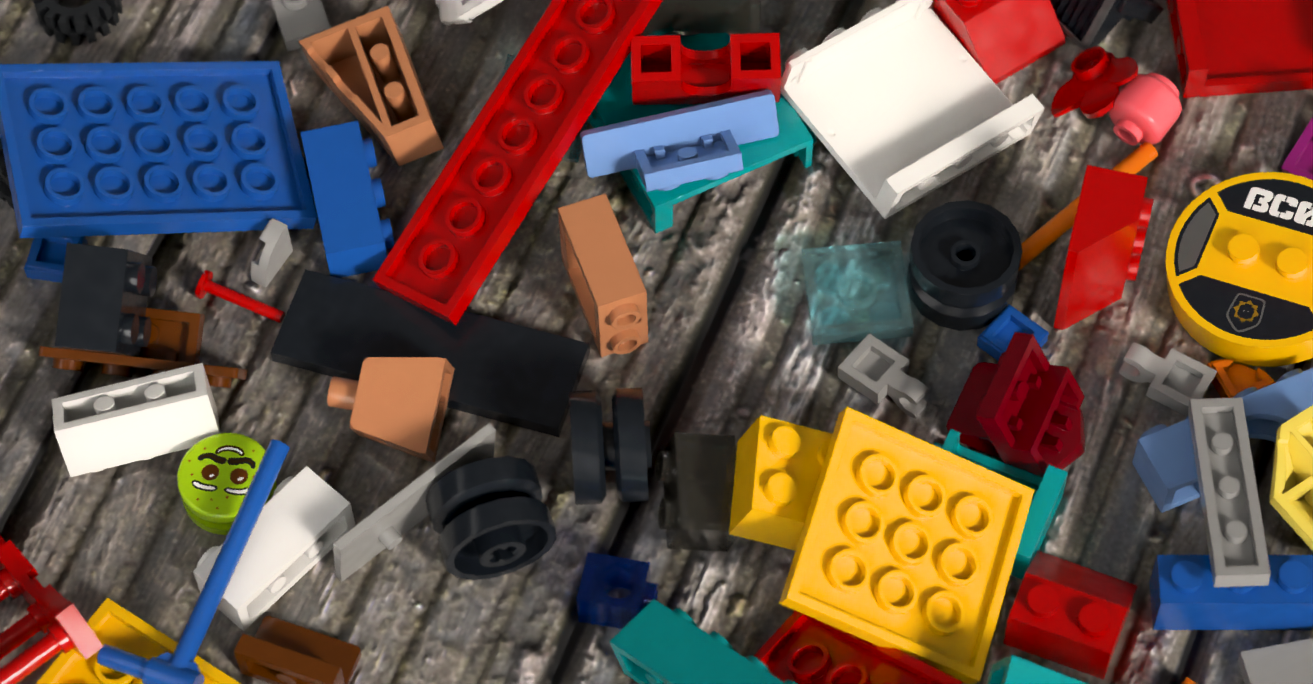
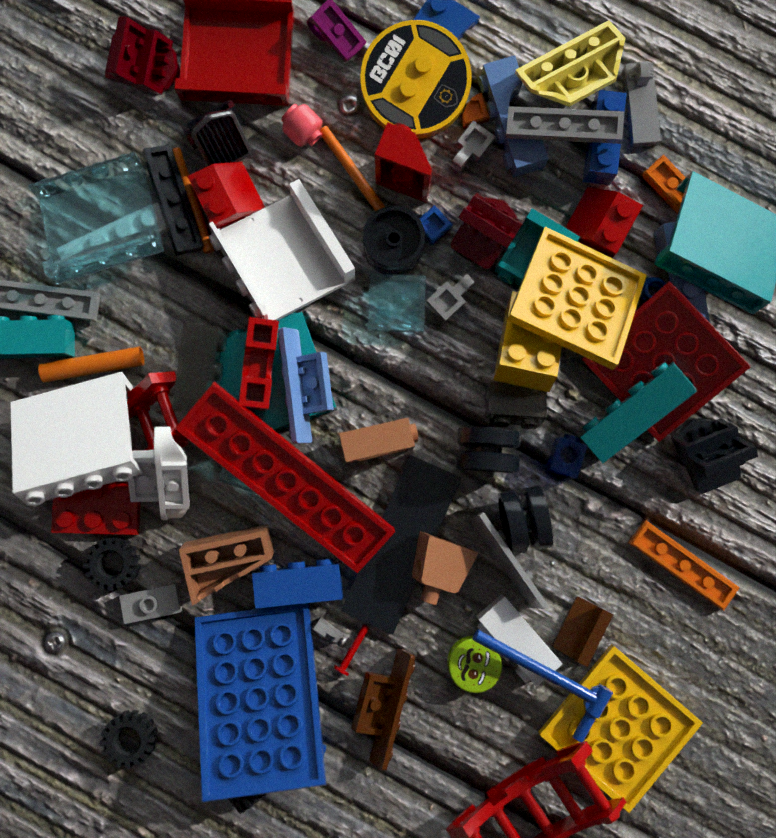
camera: 85 degrees left, 25 degrees up
(105, 300) = (370, 733): black brick -> none
(135, 419) = (434, 715): white brick -> none
(1094, 83) = (284, 149): red plate -> none

